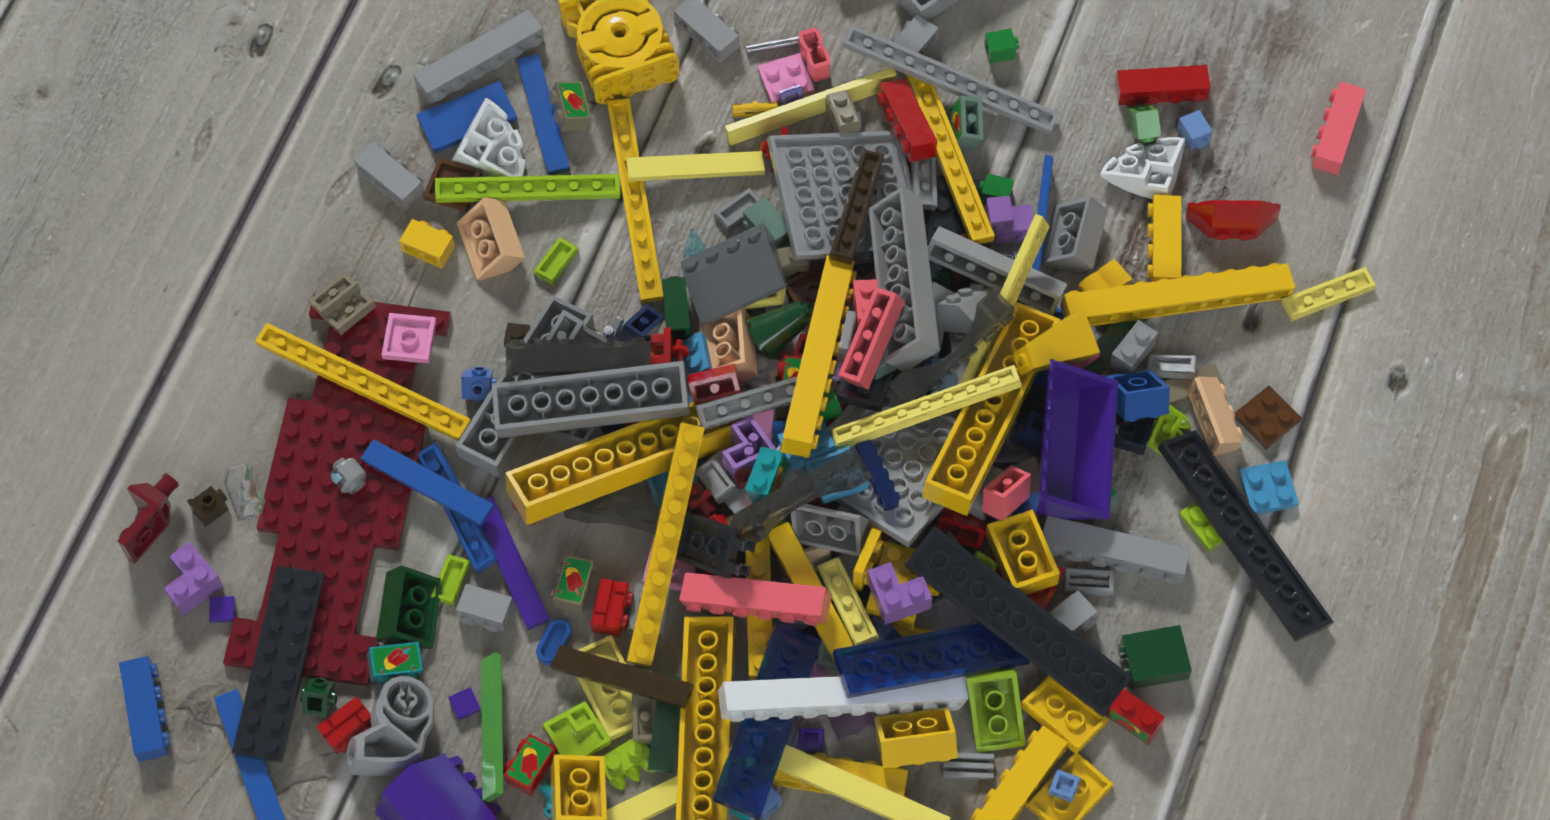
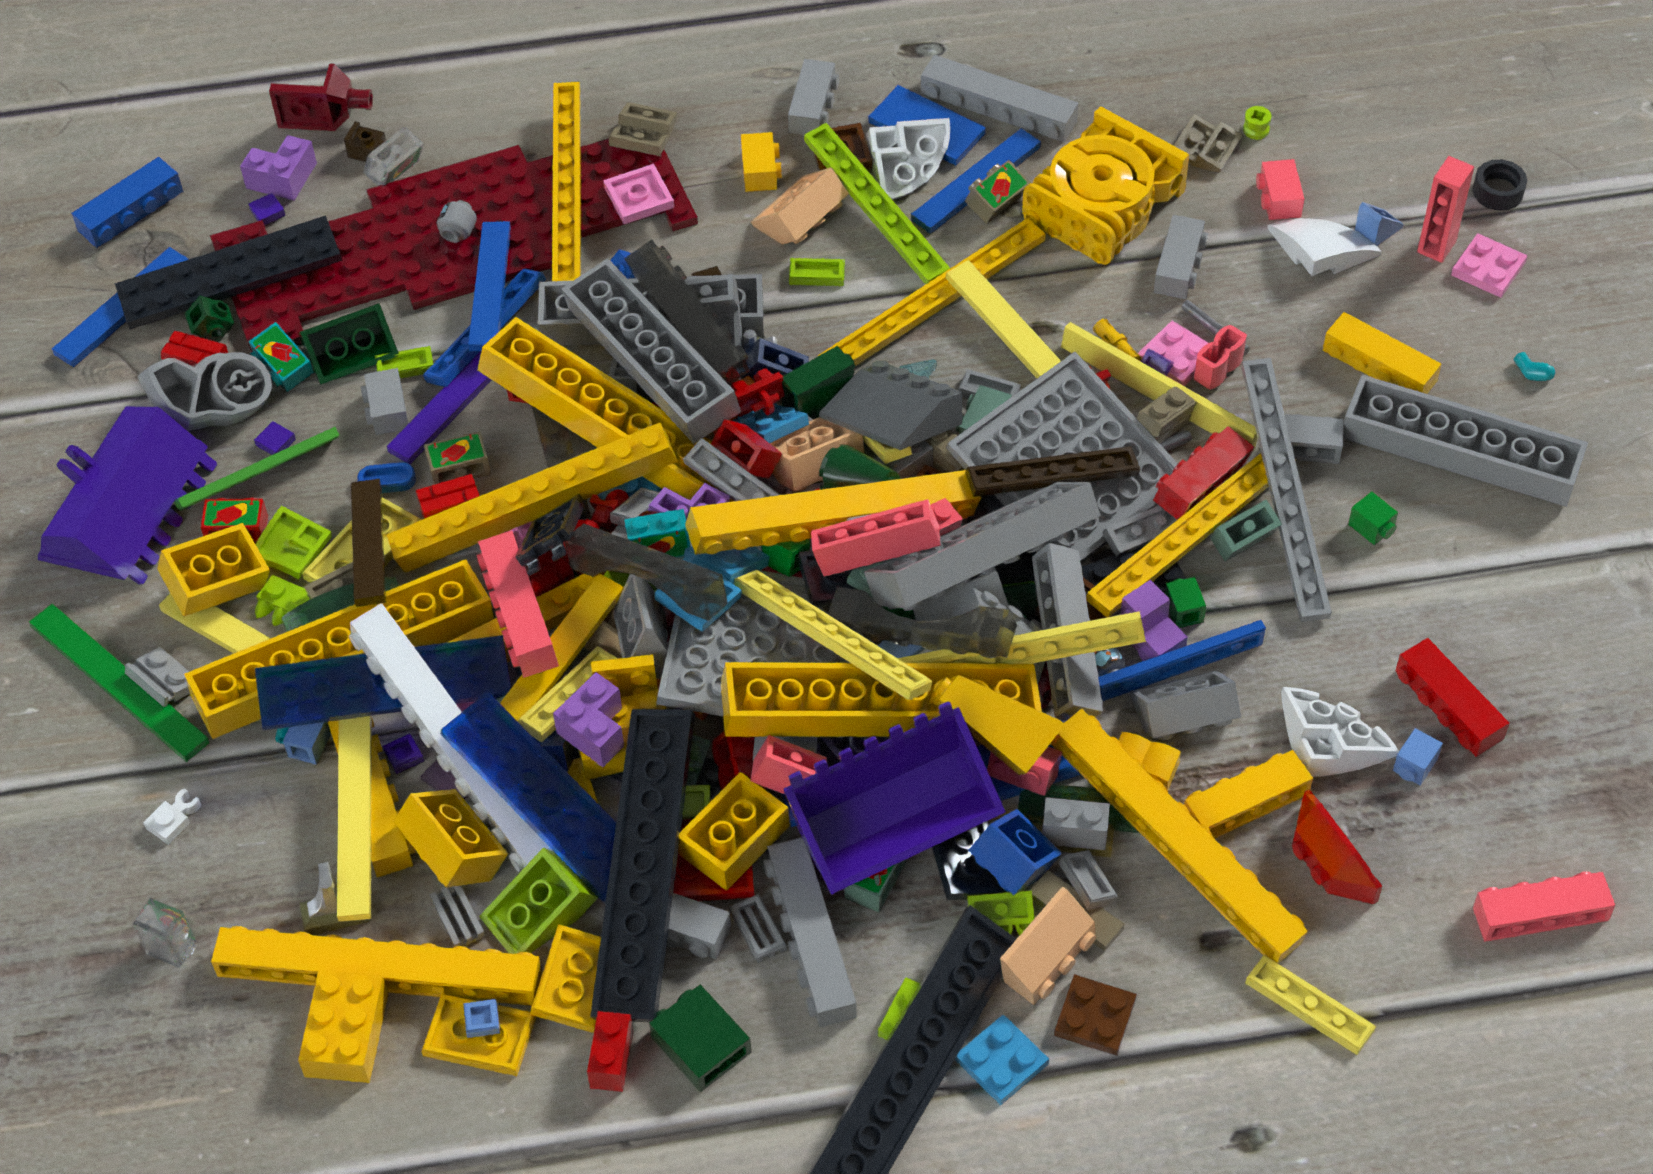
camera: 60 degrees right, 10 degrees down
(880, 482) = (723, 632): clear blue piece -> none
(1144, 122) = (1385, 699): bright green slope -> none

